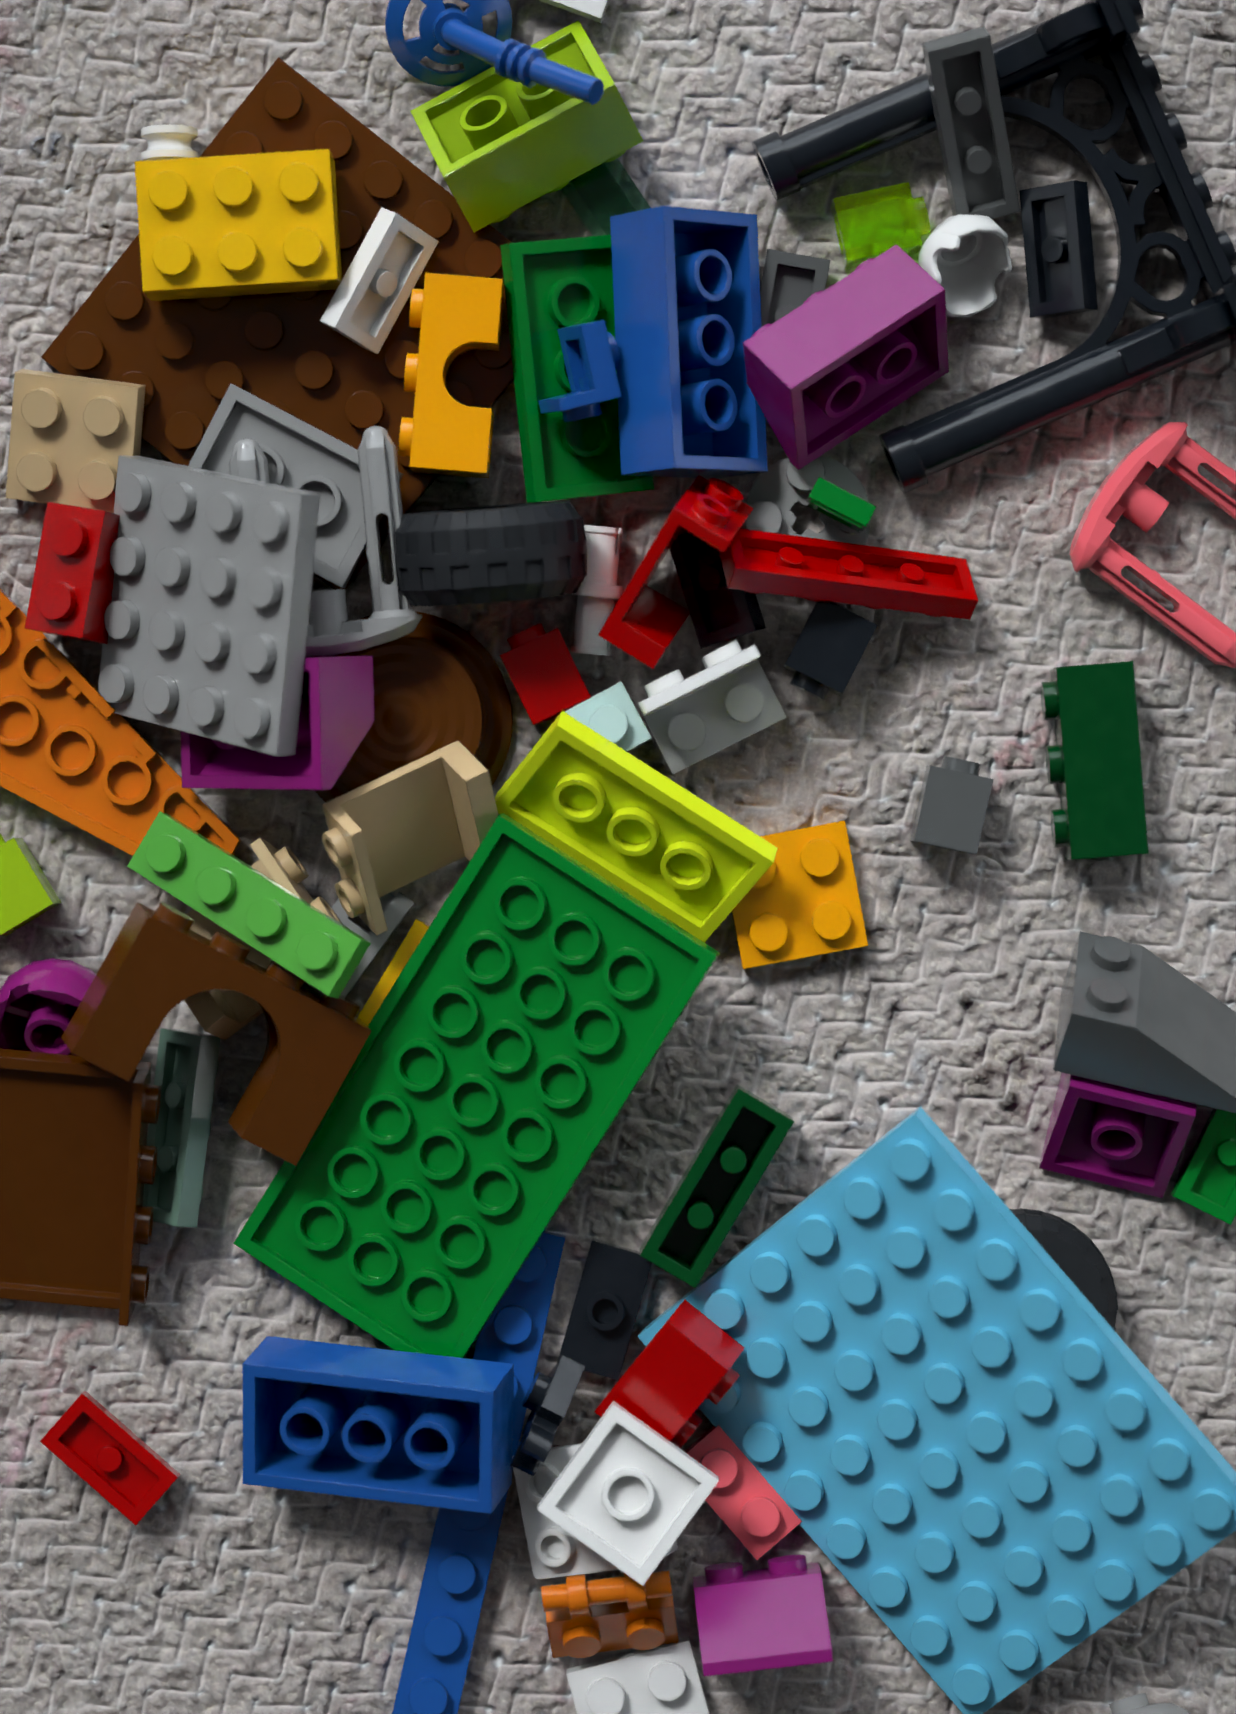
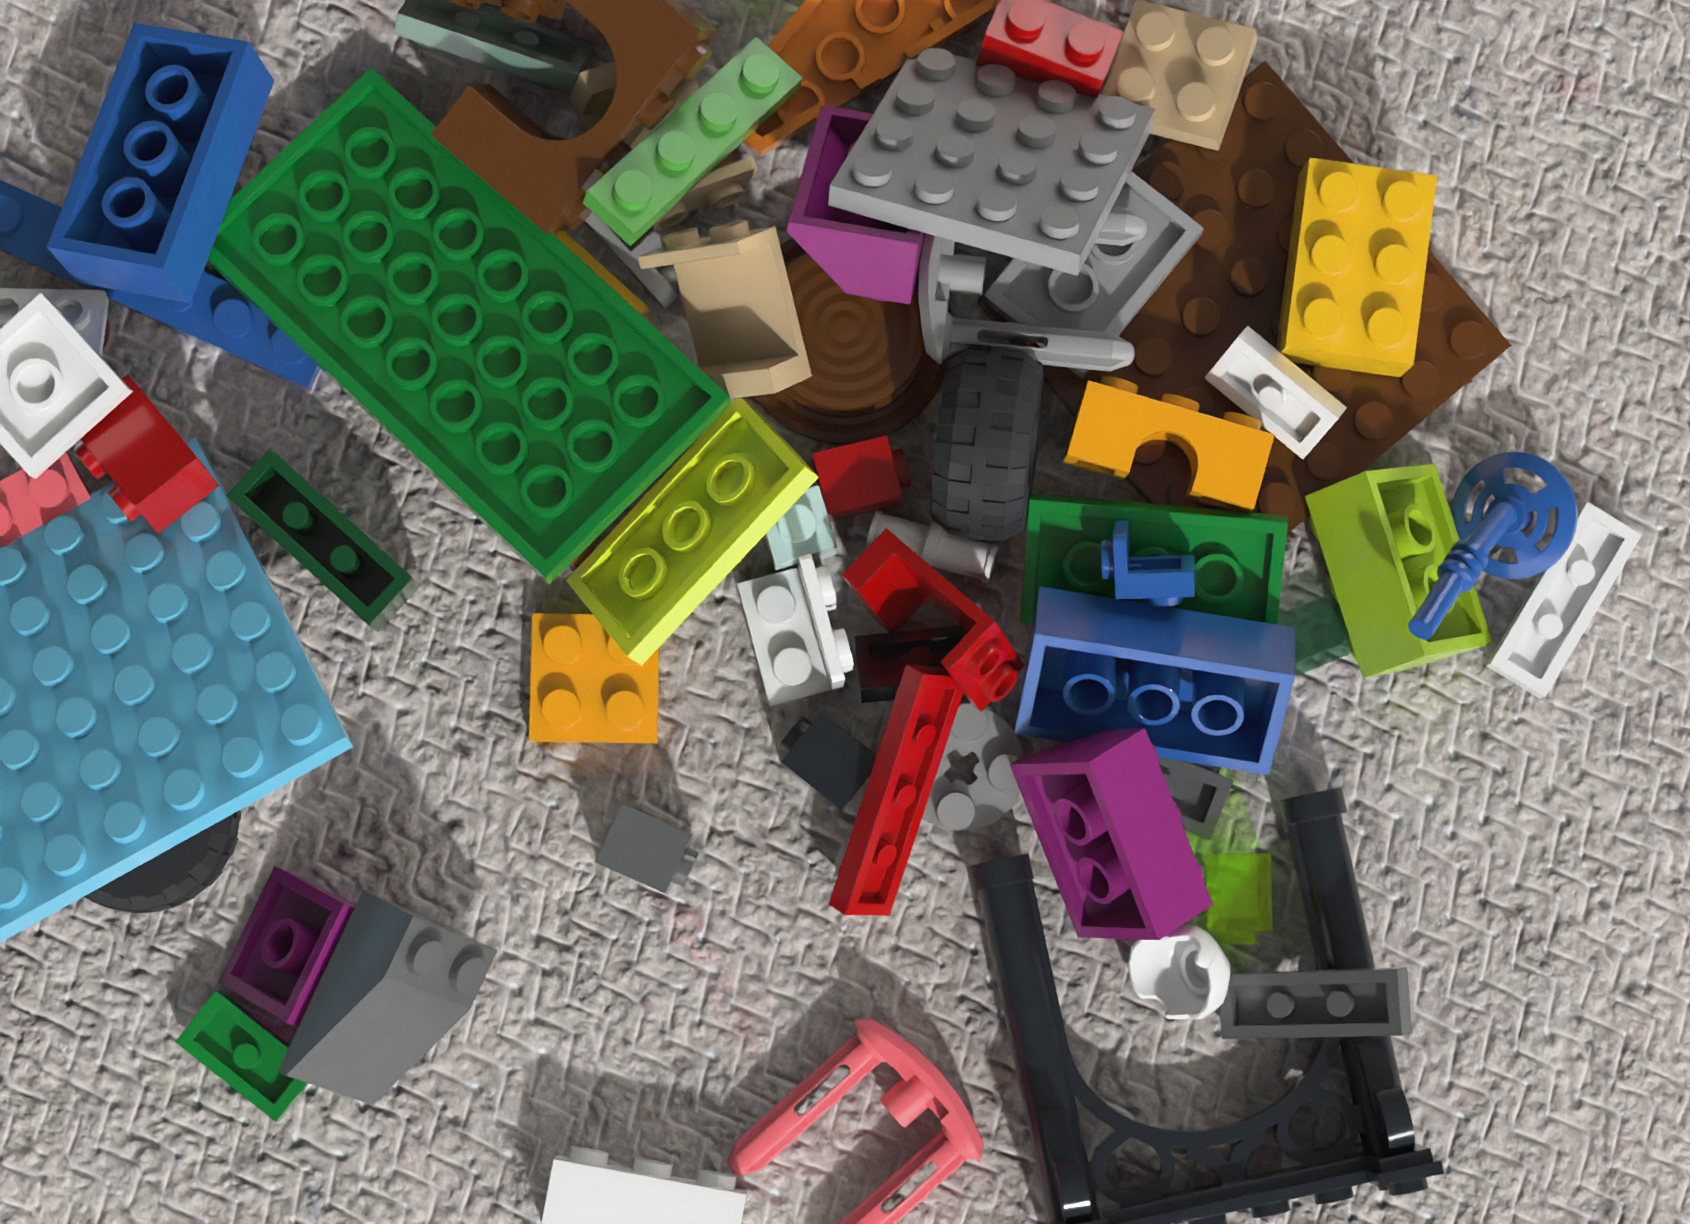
camera: 95 degrees right, 5 degrees down
(169, 142) = (1448, 223): white bush -> none
(548, 1401) = (149, 335): black plate -> none
(605, 1308) = (228, 410): black plate -> none
(840, 505) = (966, 796): green tile -> none
(1058, 249) = (1176, 1068): black plate -> none
(1095, 761) = (662, 1001): dark green brick -> none

